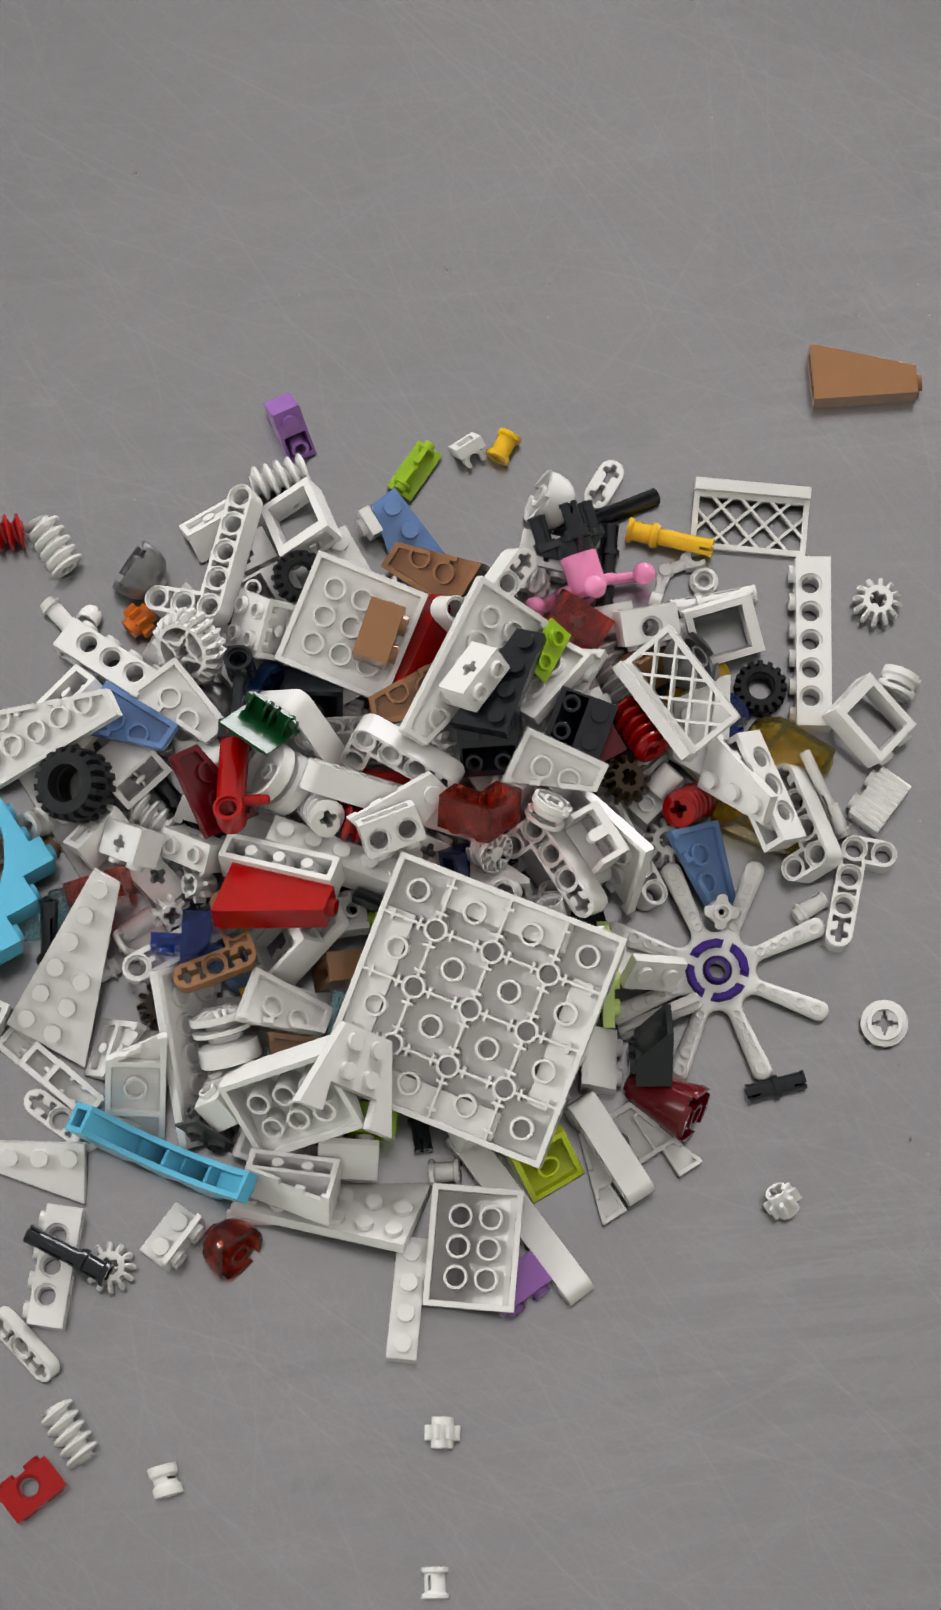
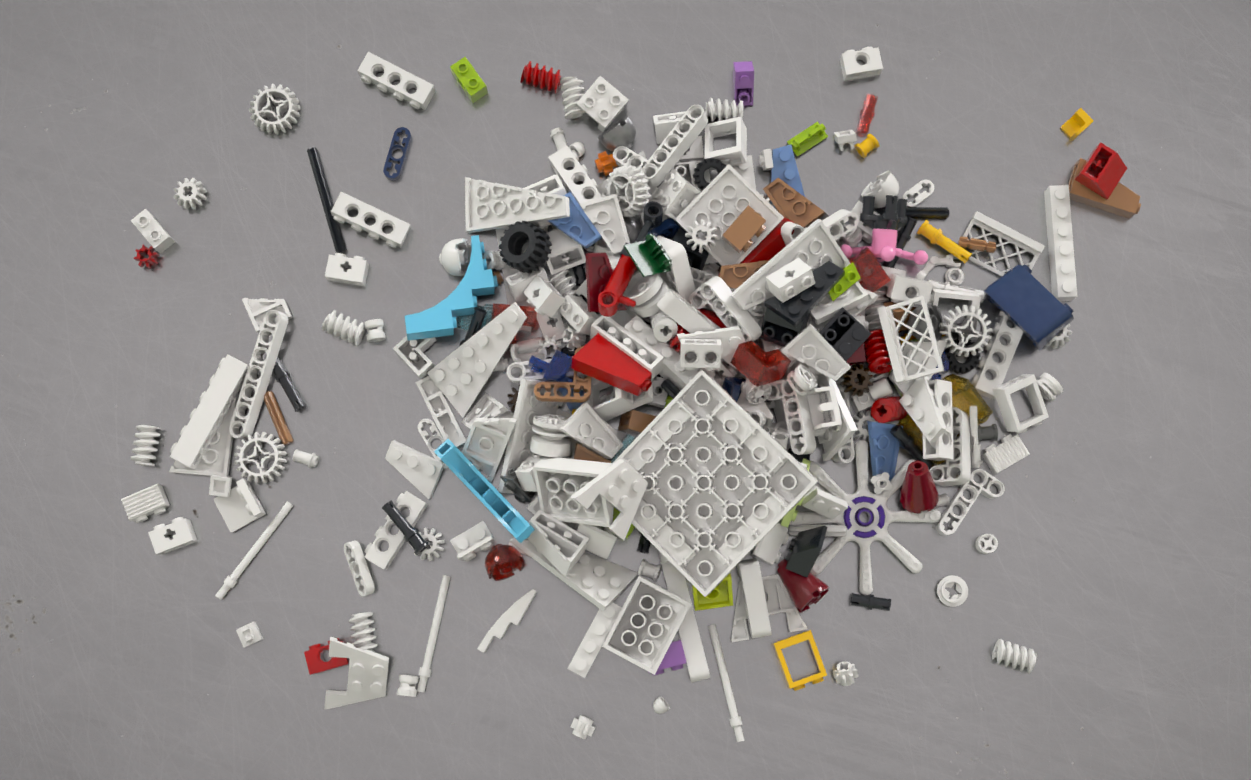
camera: 25 degrees right, 5 degrees up
(99, 535) = (602, 103): none -> white bracket
(99, 1491) = (365, 677): none -> white wing
(181, 1451) = (425, 670): none -> white bar
(276, 1317) = (512, 615): none -> white slope
(322, 656) = (698, 242): none -> white gear
(438, 347) = (852, 70): none -> white brick
(484, 401) = (867, 113): none -> clear red pin
(540, 1356) = (660, 705): none -> white hinge
(655, 1332) = (735, 720): none -> white bar
(716, 523) = (977, 244): none -> medium nougat axle
(724, 1242) = (815, 678): none -> yellow window
(734, 841) = (907, 442): none -> black pin
(752, 663) = (982, 334): none -> white gear
(776, 898) = (918, 489): none -> dark red cone
(786, 298) = (1077, 124): none -> yellow panel
(823, 579) = (1029, 305): none -> dark blue windscreen
(832, 475) = (1060, 242): none -> white brick
(841, 781) = (987, 433): none -> dark grey bush
(847, 351) = (1102, 171): none -> red slope
(905, 931) = (990, 543): none -> white wheel

